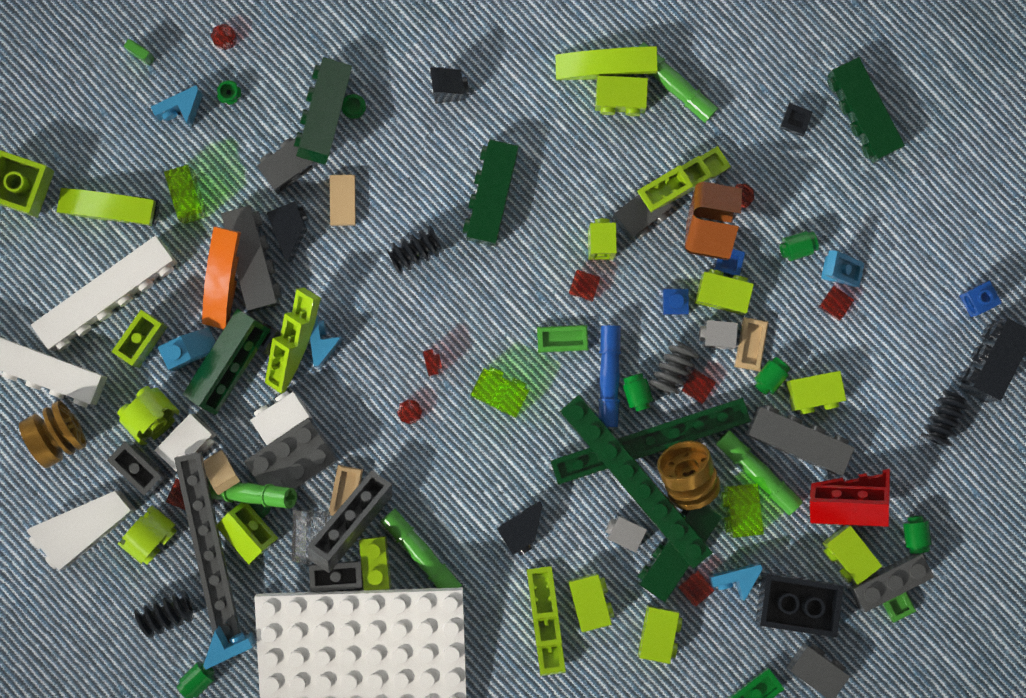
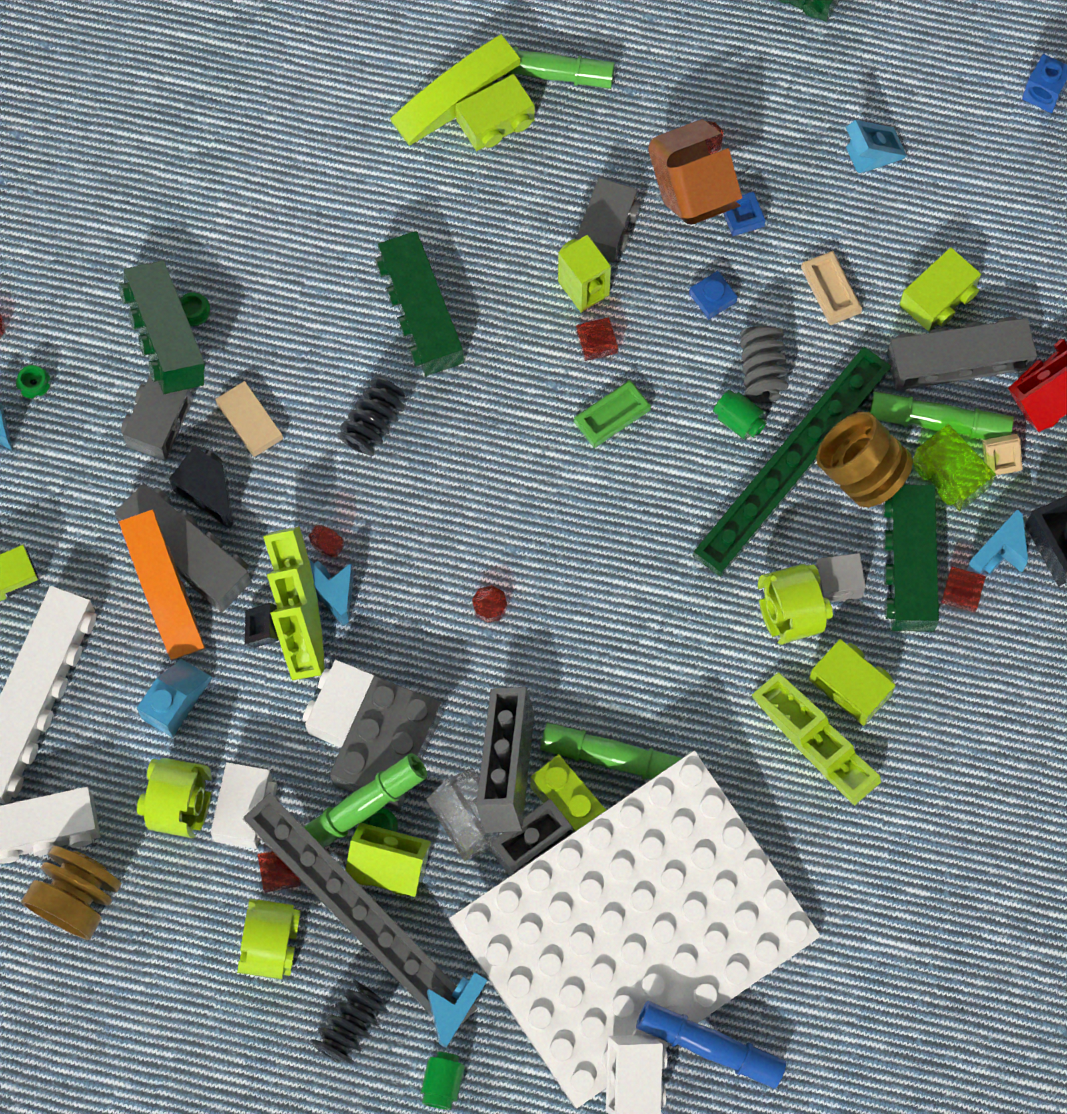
camera: 30 degrees left, 15 degrees down
(78, 530) = (176, 990): white slope -> none
(137, 468) = (202, 869): dark grey brick -> none
(139, 339) = (107, 717): lime brick -> none
(185, 194) = (56, 521): clear neon green brick -> none
(220, 472) = (312, 806): tan tile -> none
(226, 362) = (231, 678): dark green brick -> none
(337, 310) = (326, 541): none -> clear red tile
(345, 483) = (468, 735): tan tile -> none
(432, 362) = (478, 530): clear red plate -> none
(448, 85) = (289, 217): black slope -> none
(499, 392) = (581, 513): clear neon green brick -> none
(521, 529) = (714, 650): black slope -> none
(586, 534) = (794, 603): none -> lime brick
(609, 374) = (696, 418): blue piece -> none
(636, 481) = (809, 506): dark green plate -> none
(659, 634) = (958, 666): lime brick -> none
(683, 179) = (629, 154): lime slope -> none
(698, 386) = (804, 369): clear red plate -> none
(718, 334) = (788, 296): light grey brick -> none
(724, 292) = (761, 249): lime brick -> none
(771, 376) = (879, 304): green brick -> none
(779, 521) = (1003, 454): none -> tan tile
(796, 119) = (709, 24): black plate -> none
(799, 245) = (808, 149): green brick -> none
(836, 303) = (893, 187): clear red plate -> none

